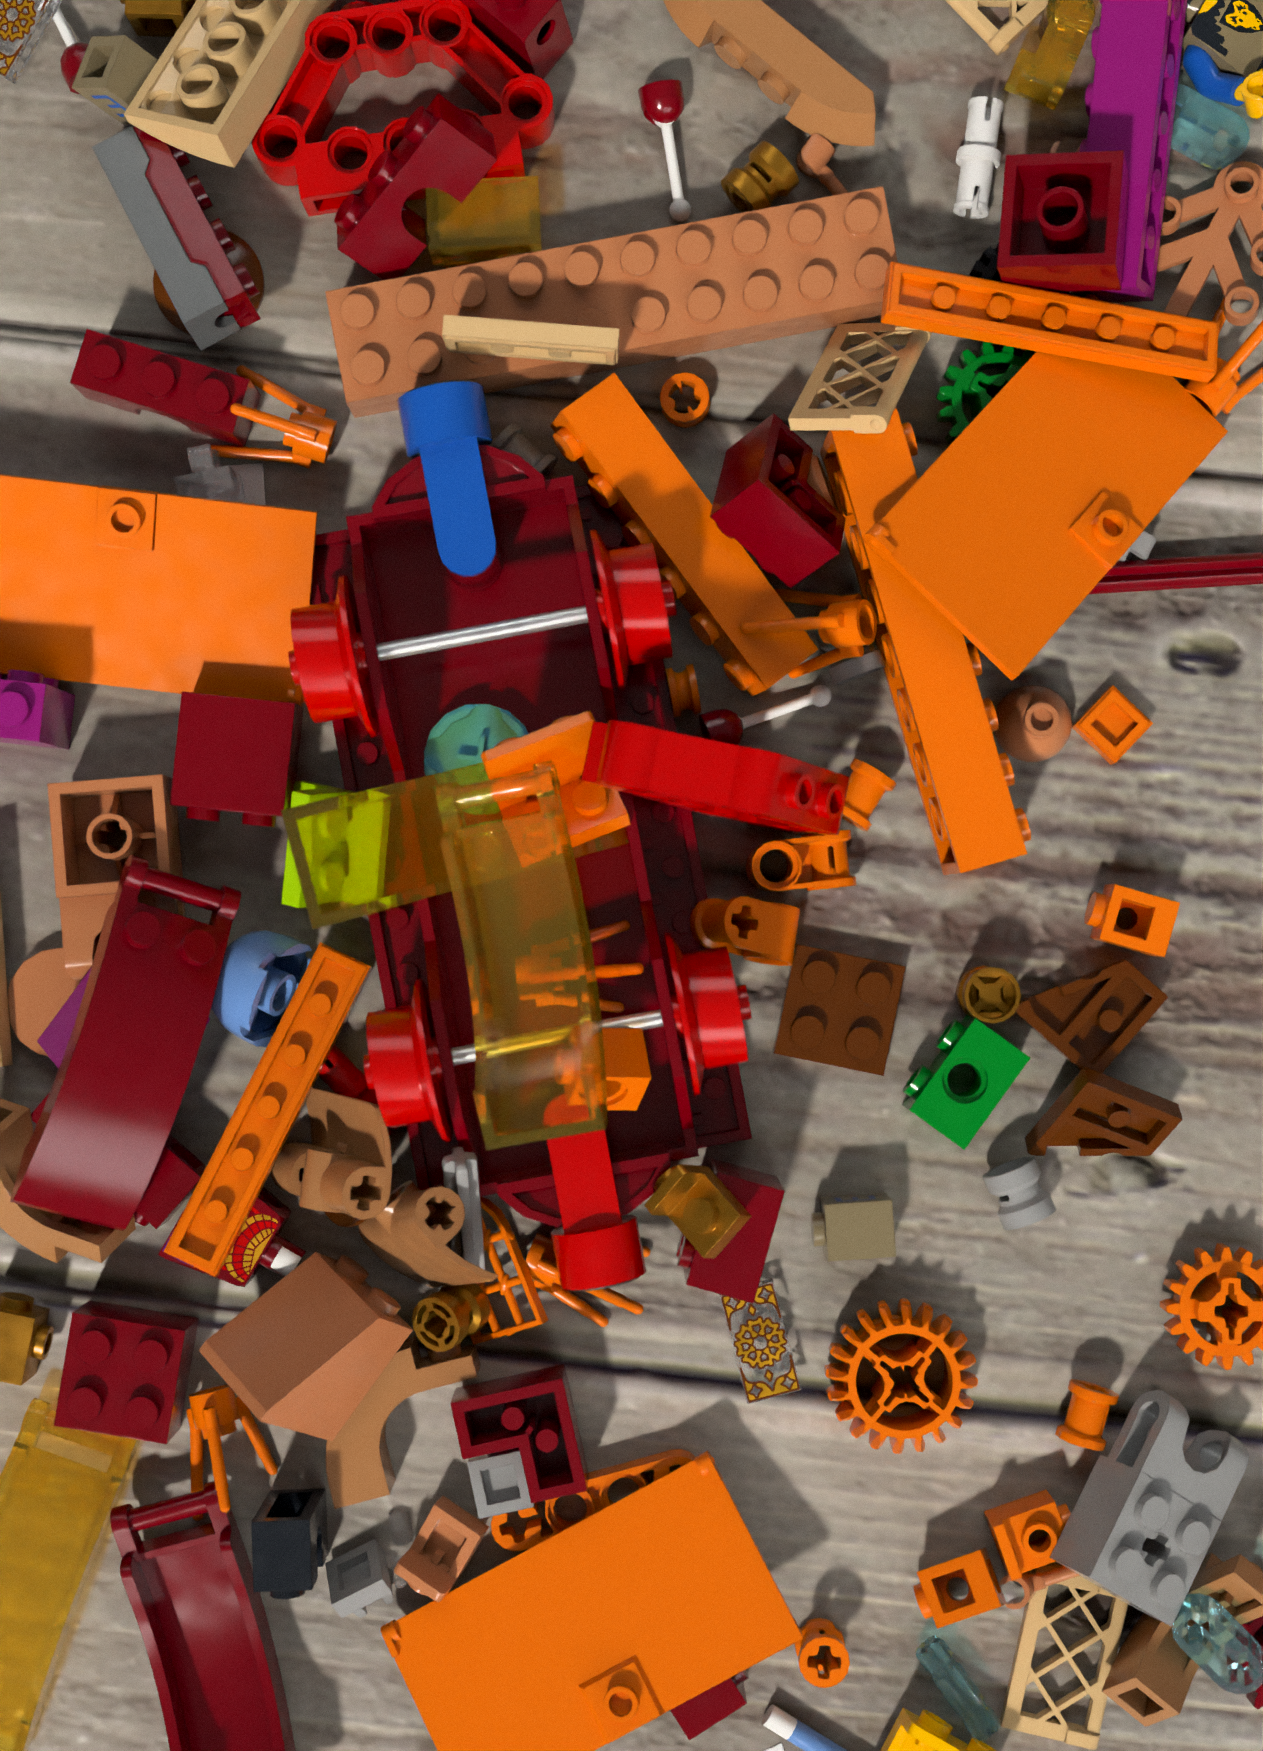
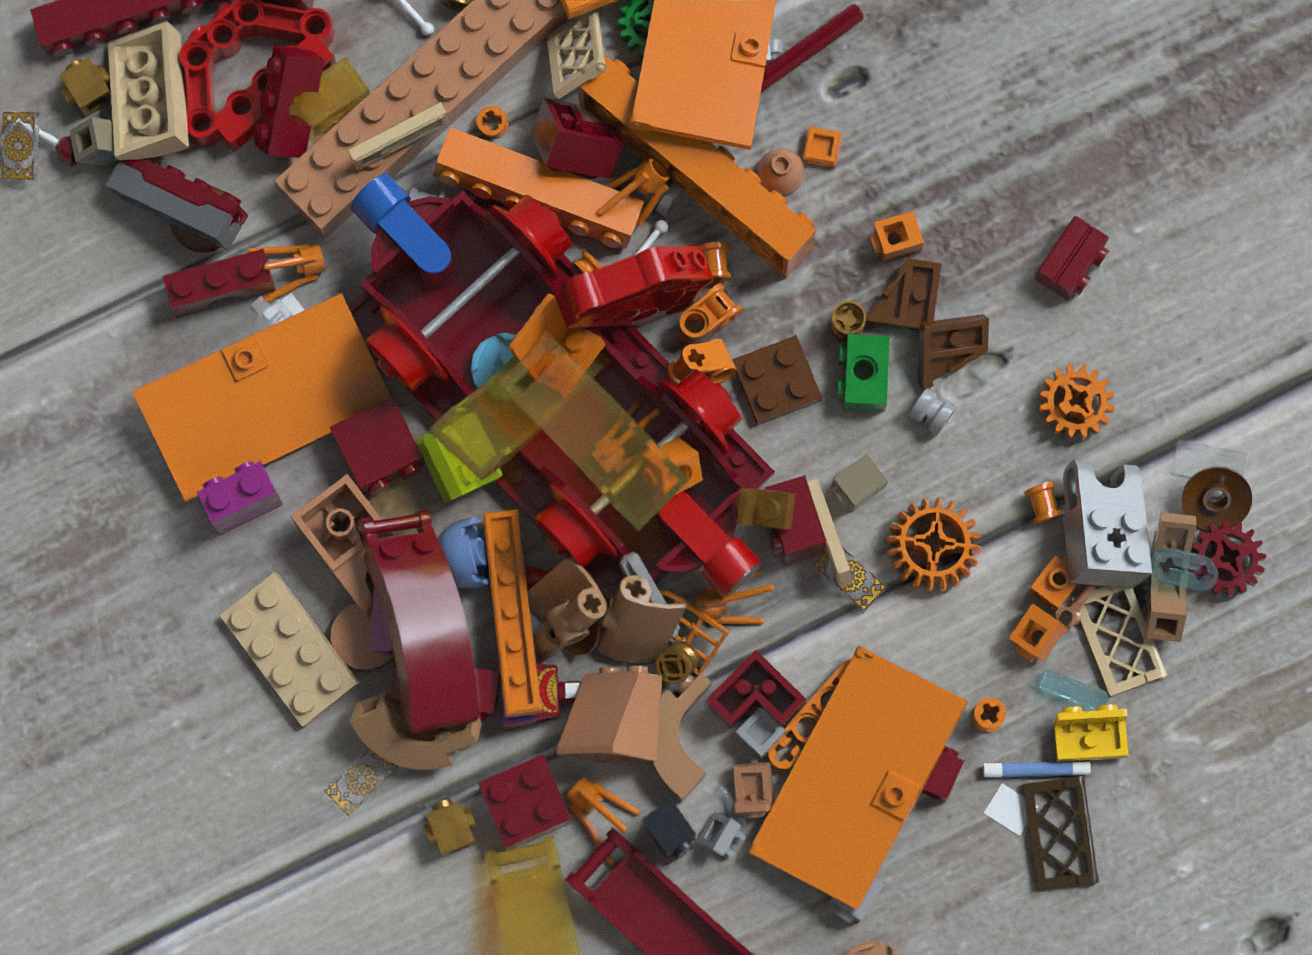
camera: 30 degrees left, 10 degrees down
(759, 1314) = (833, 545): none -> tan tile

